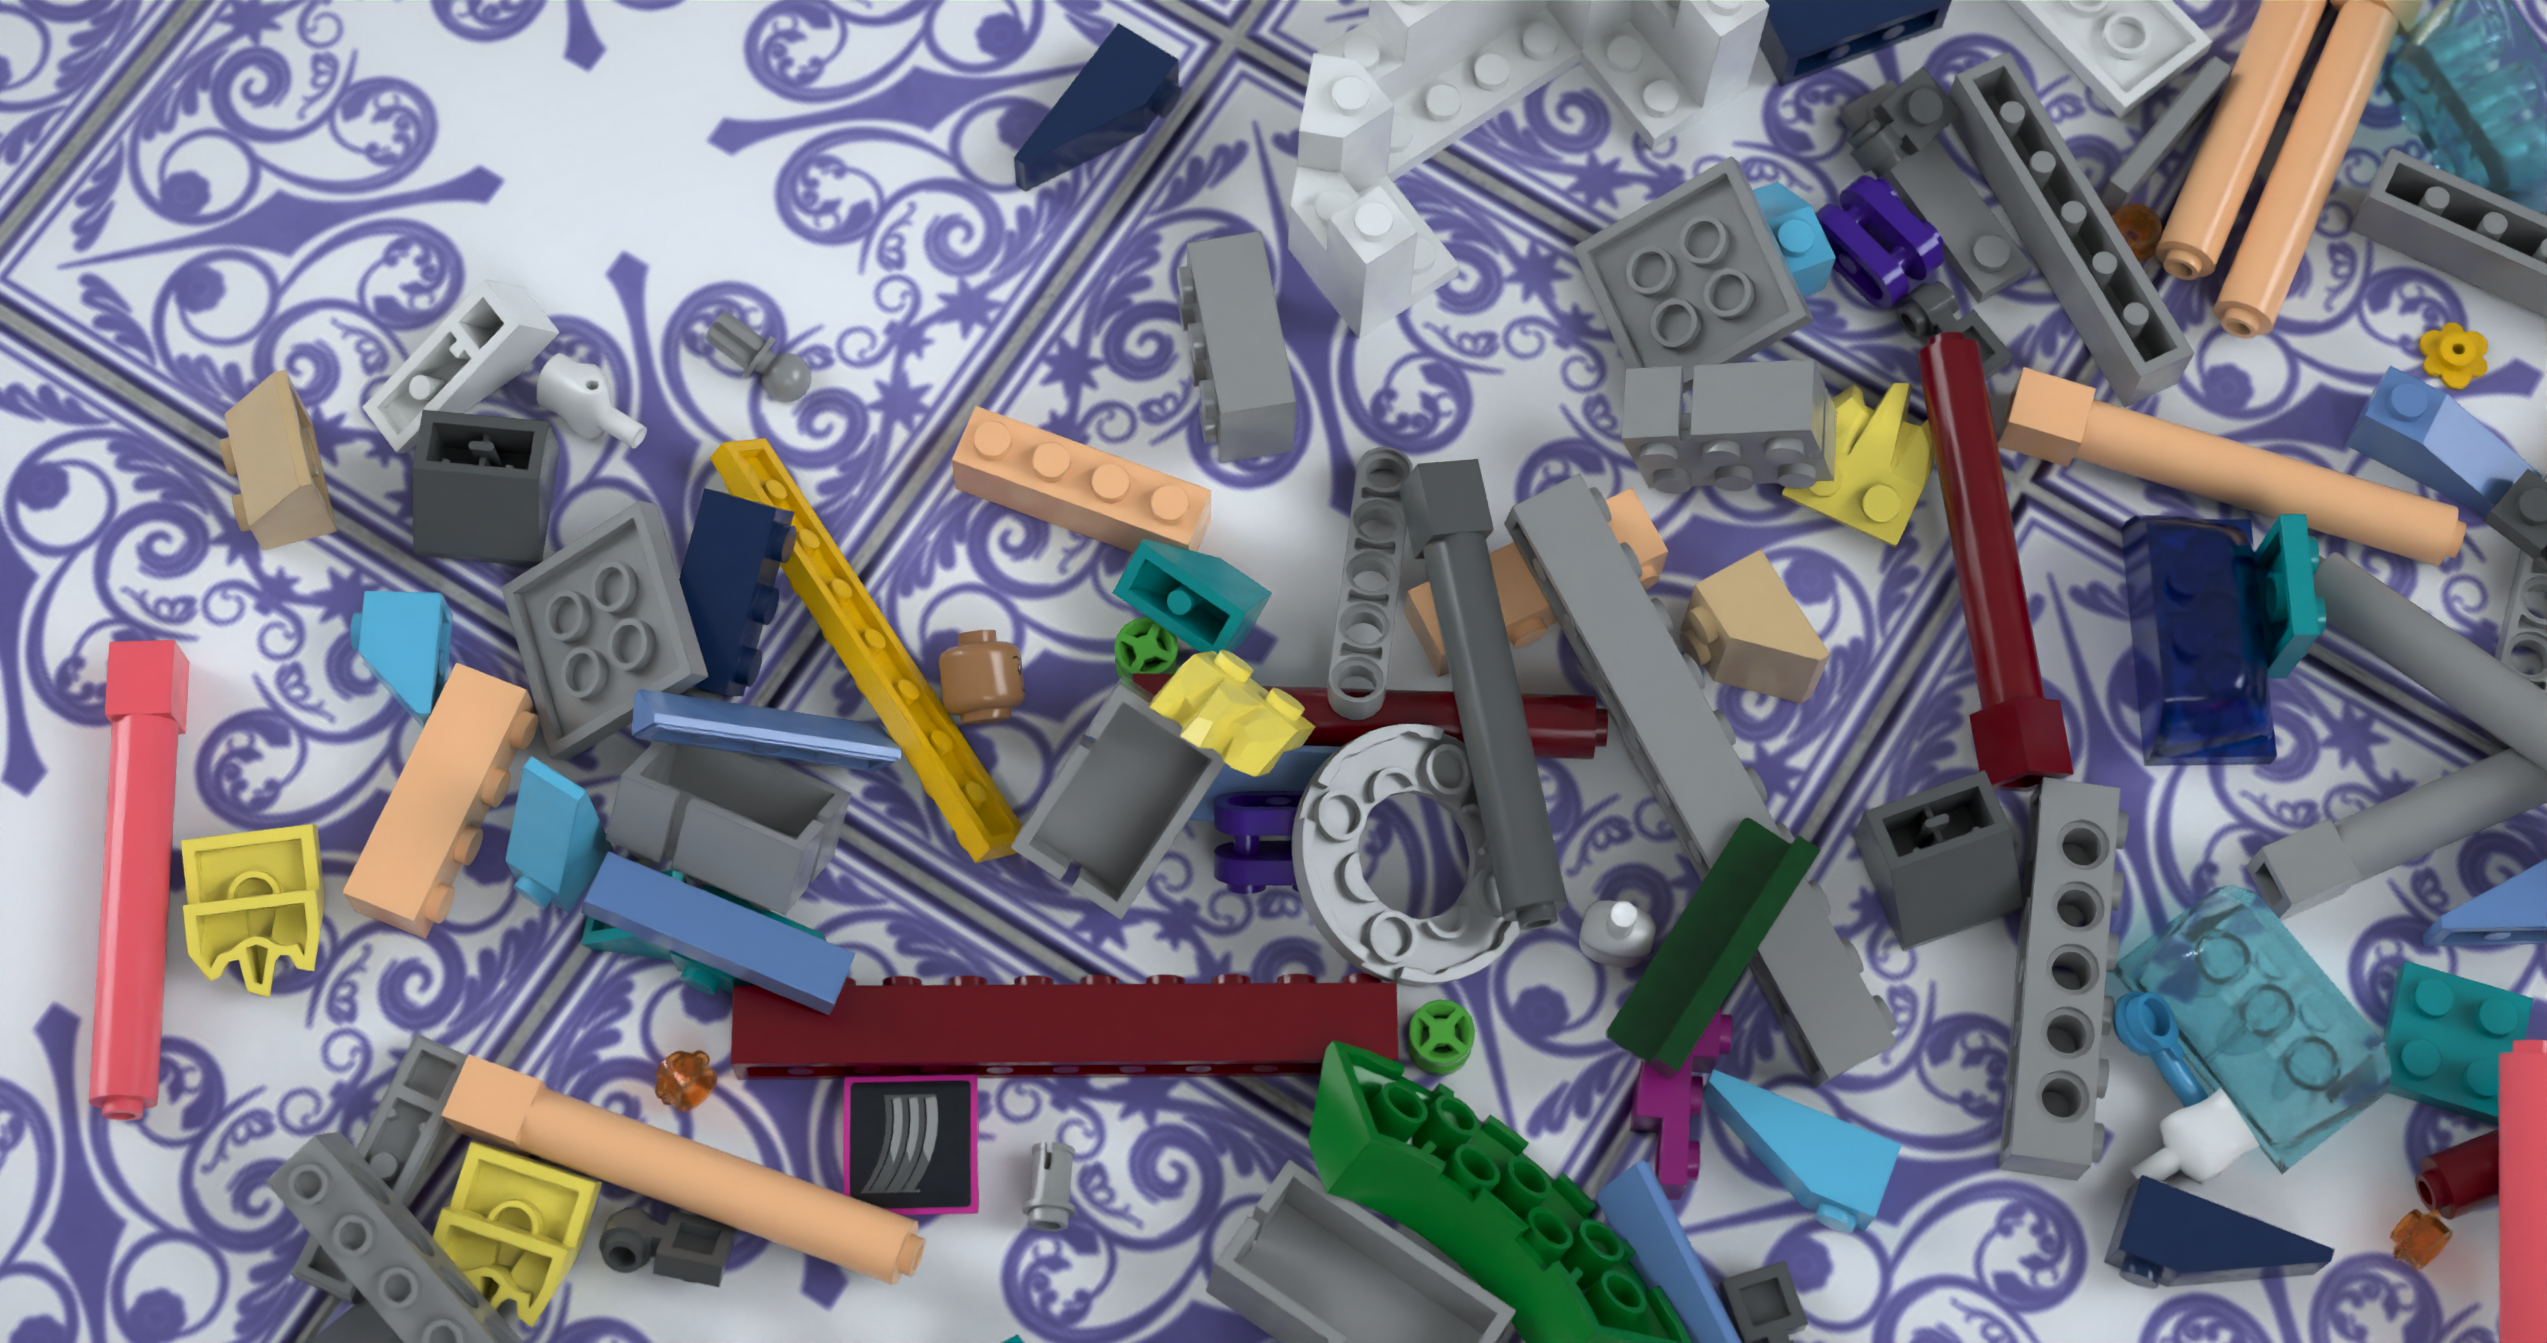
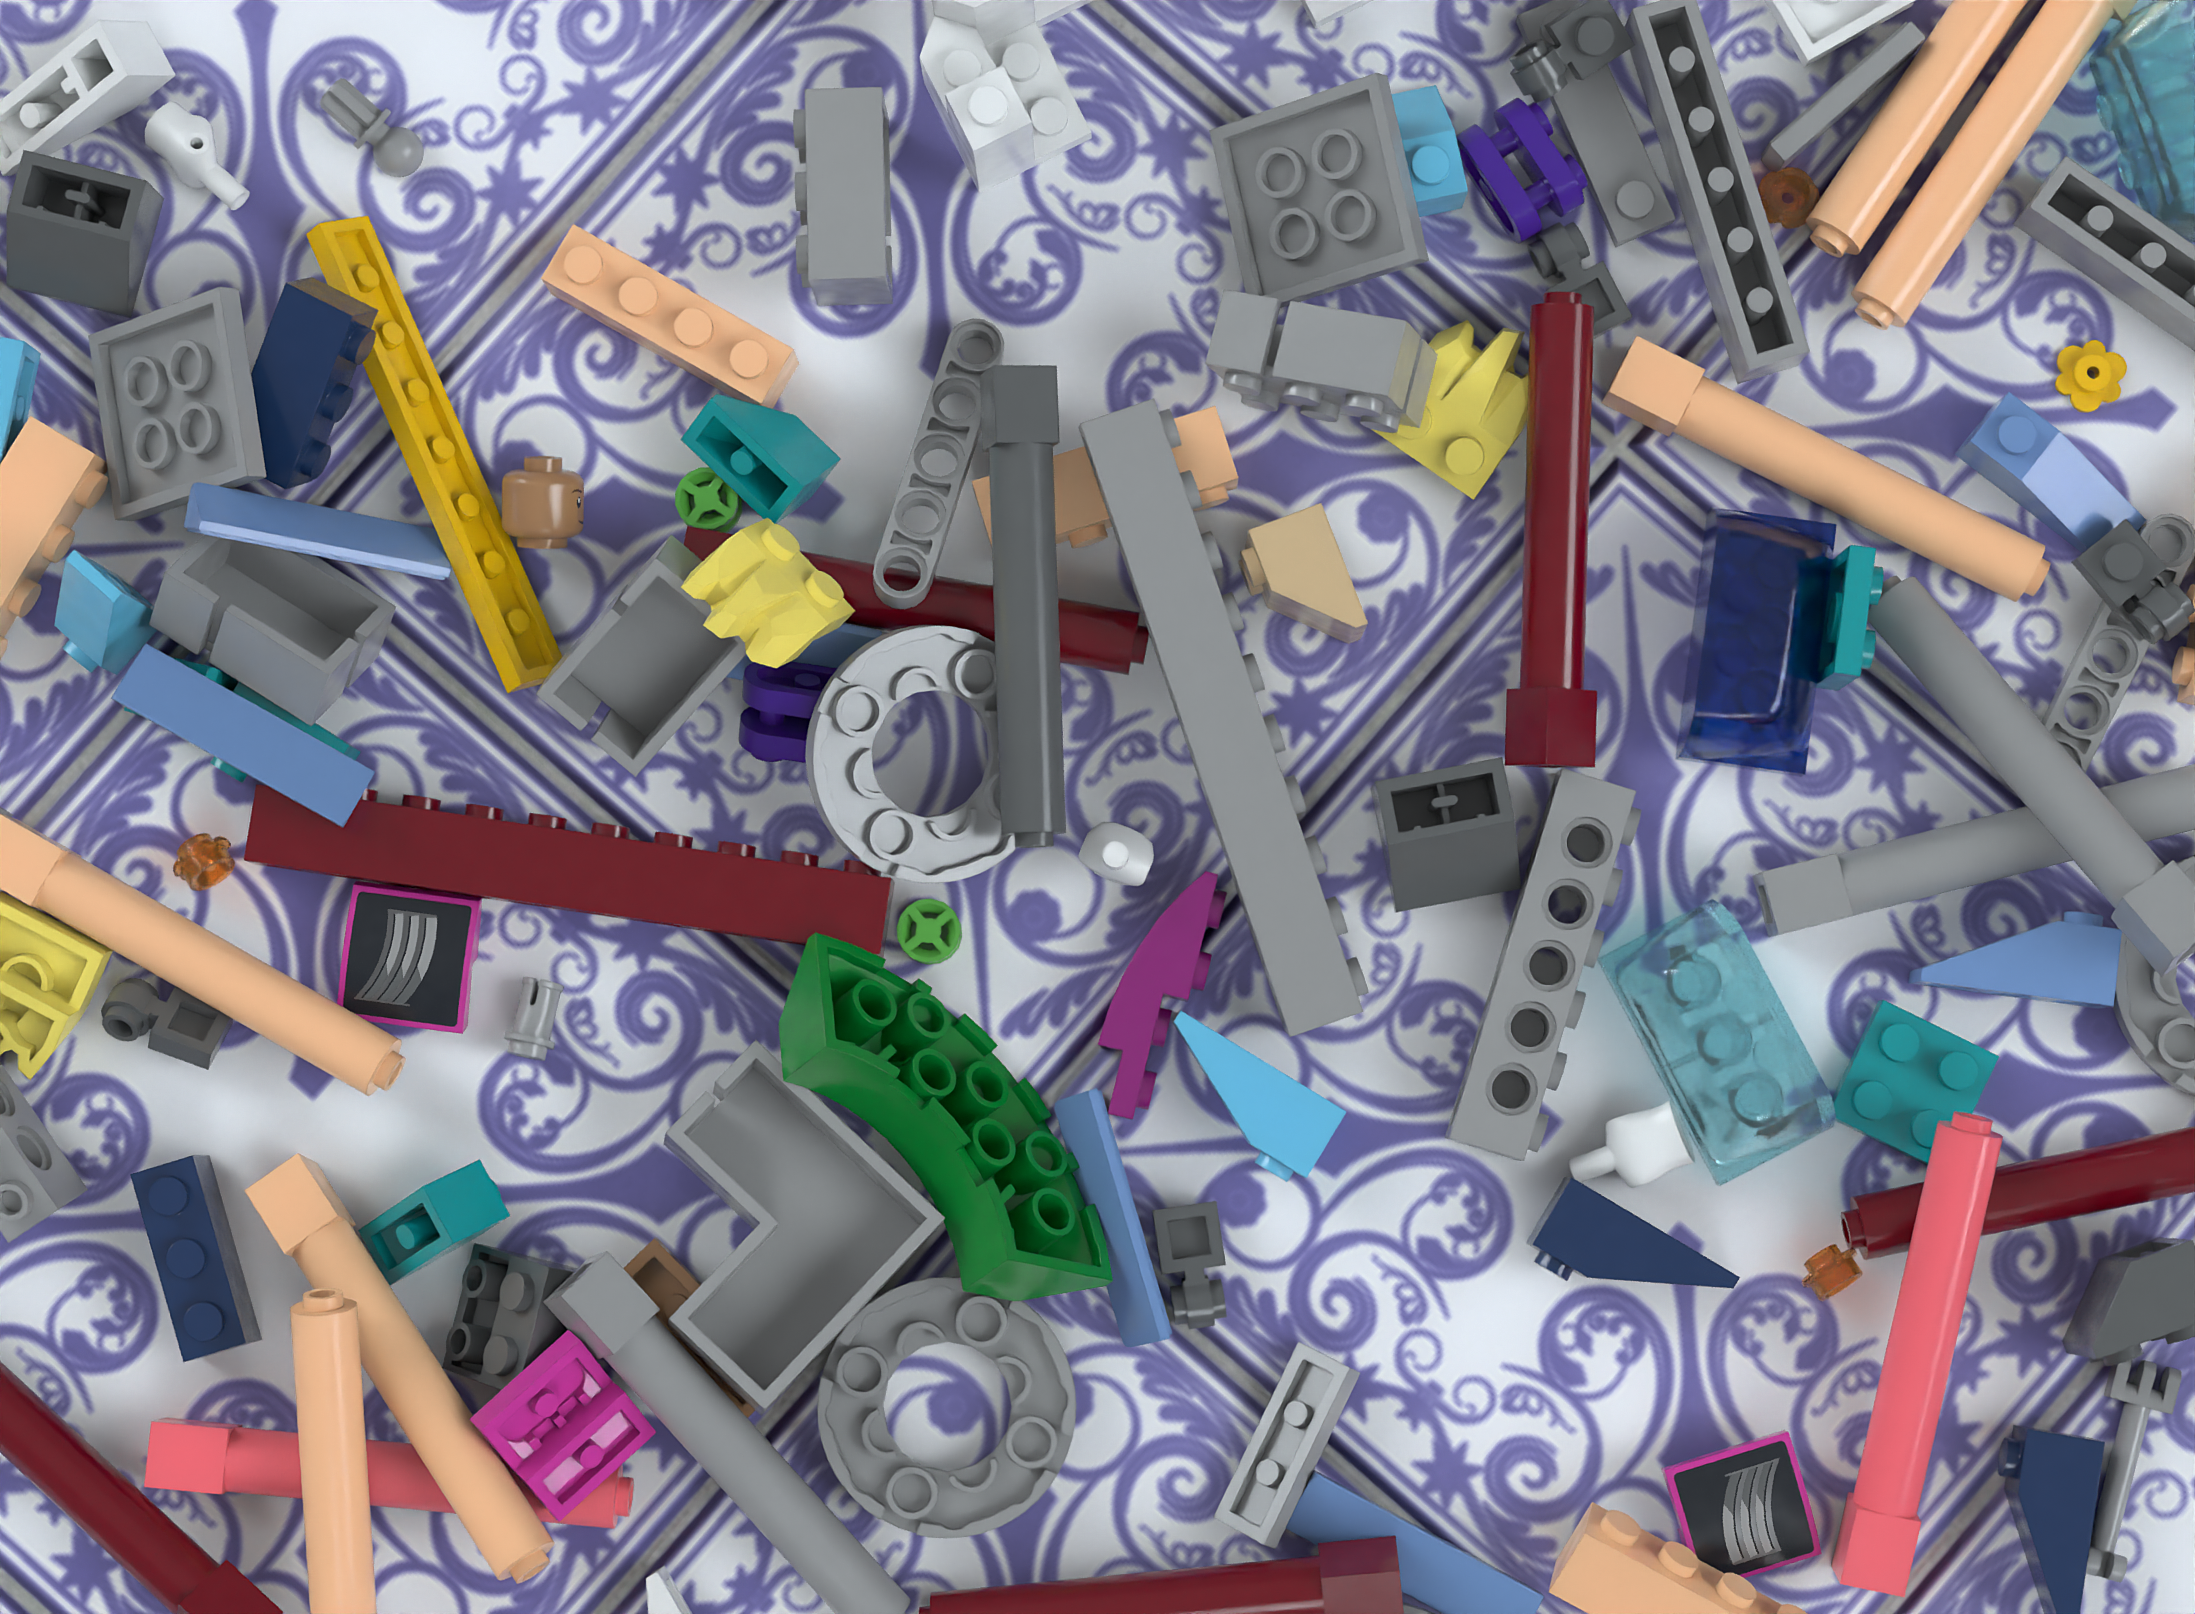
camera: 15 degrees right, 15 degrees up
(1710, 946) = (1196, 895): dark green panel -> none
(2149, 1029) = (1613, 1029): dark azure plate -> none

